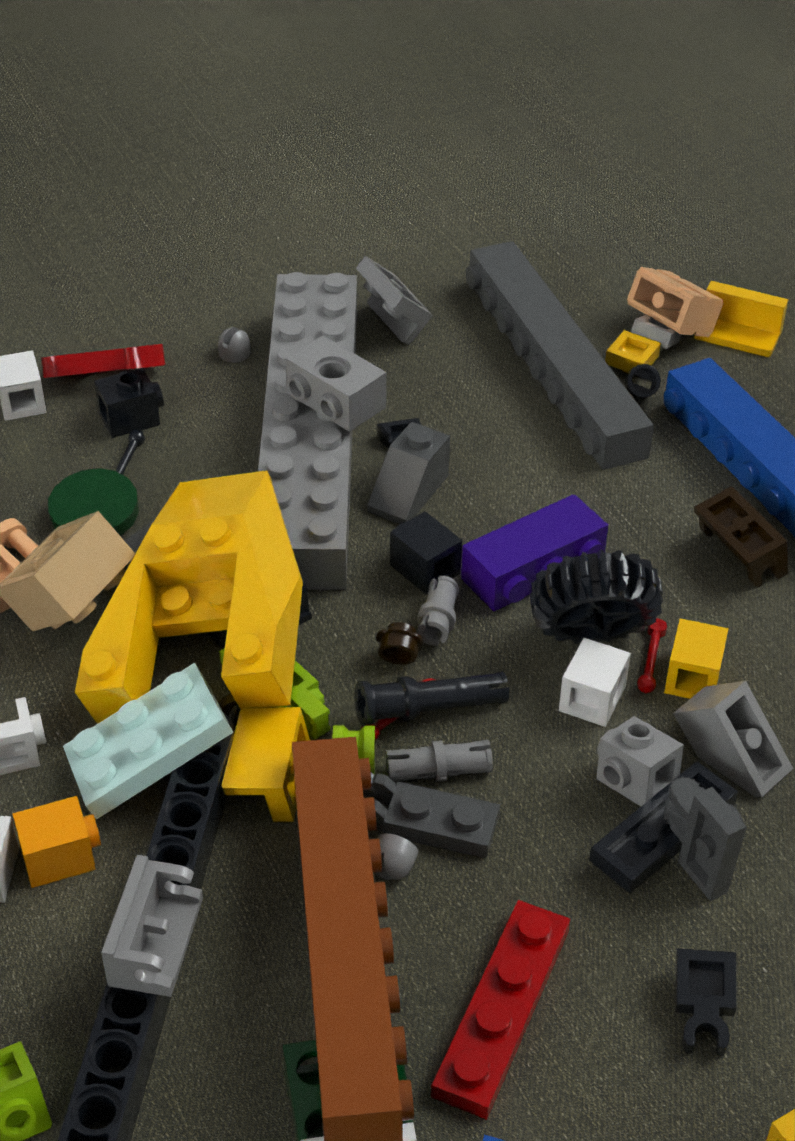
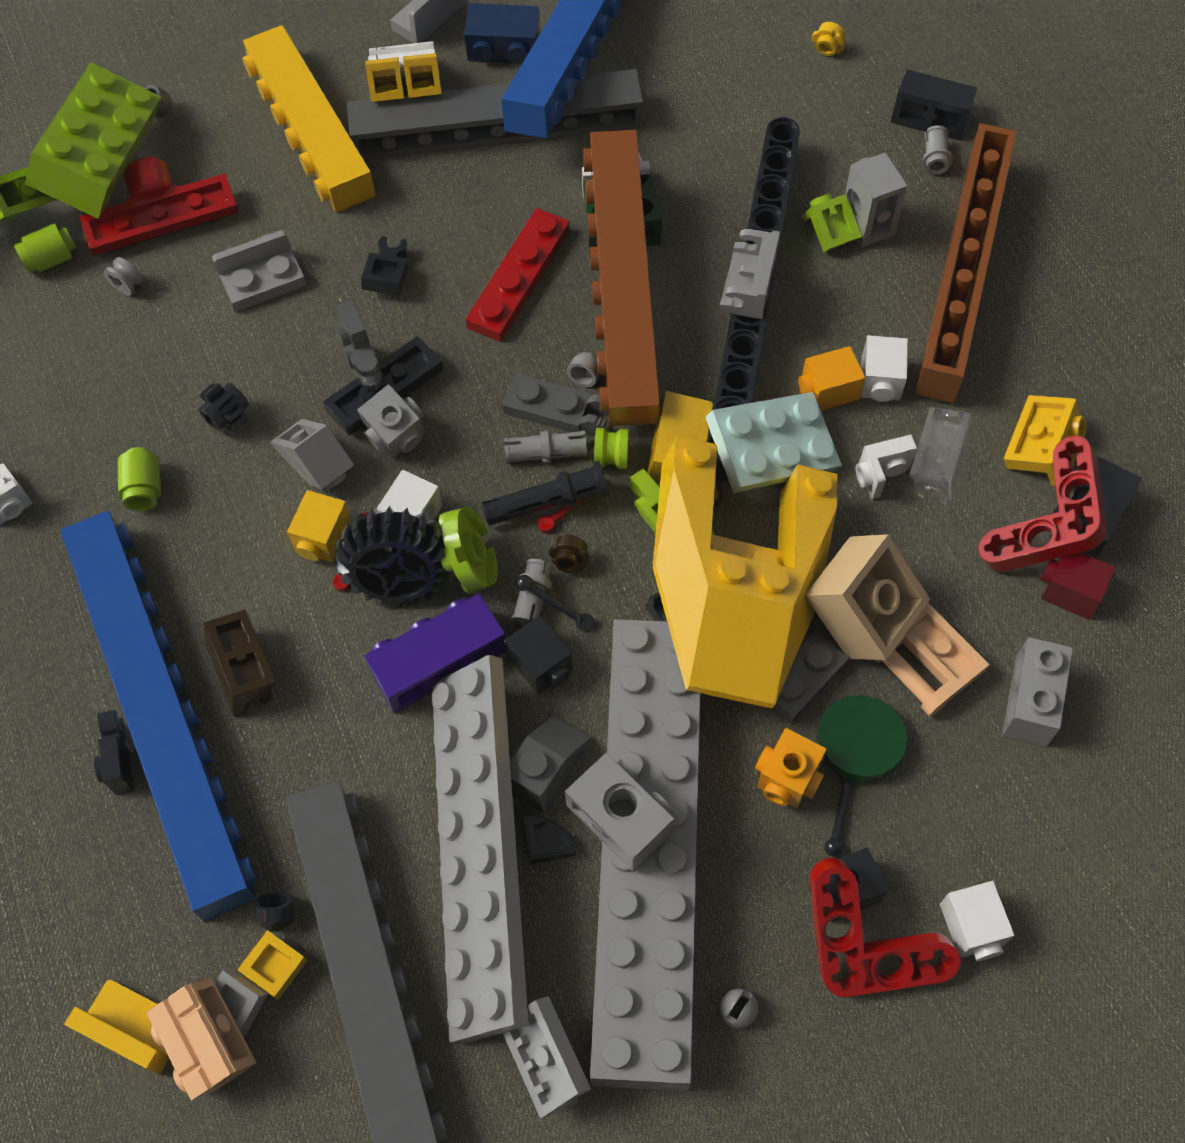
camera: 175 degrees left, 20 degrees up
(166, 463) = (790, 769): none -> light orange brick
(445, 593) = (583, 621): none -> black hinge
(468, 410) = (478, 854): none -> light grey plate
(516, 619) = (466, 549): none -> lime plate

